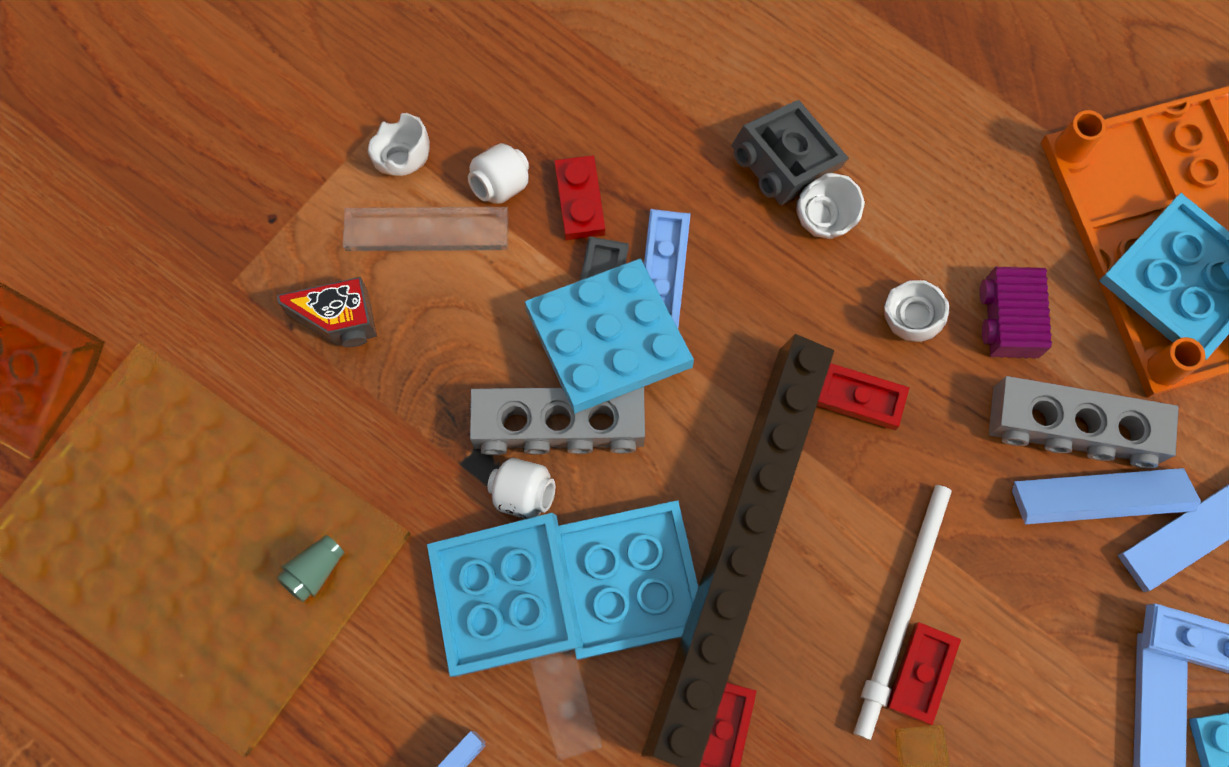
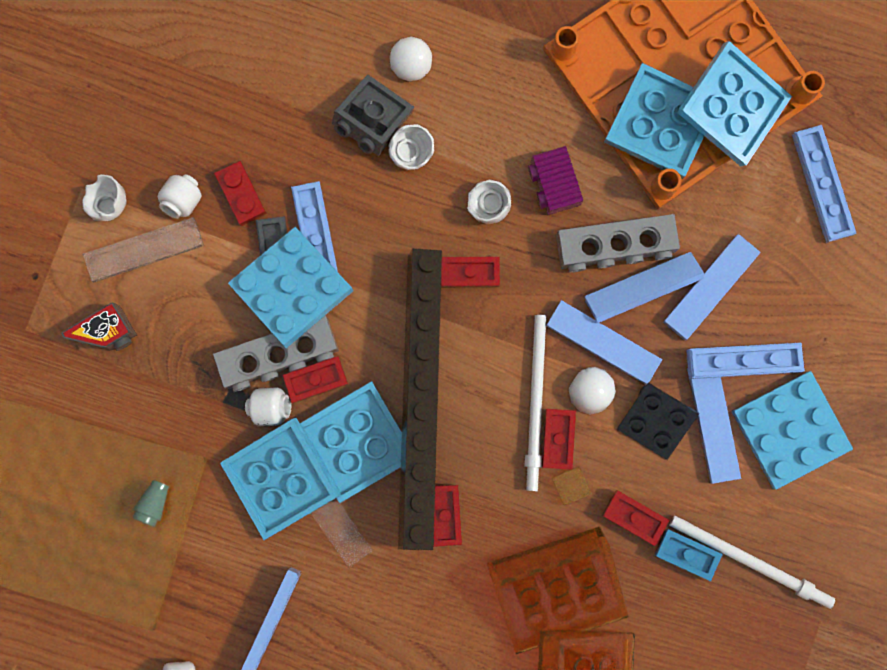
camera: 20 degrees left, 10 degrees up
(599, 473) = (315, 379): none -> red plate
(861, 99) = (410, 59): none -> white hair
(990, 619) = (592, 390): none -> white hair
(1026, 557) = (604, 342): none -> light blue tile
(1078, 695) = (657, 421): none -> black hinge

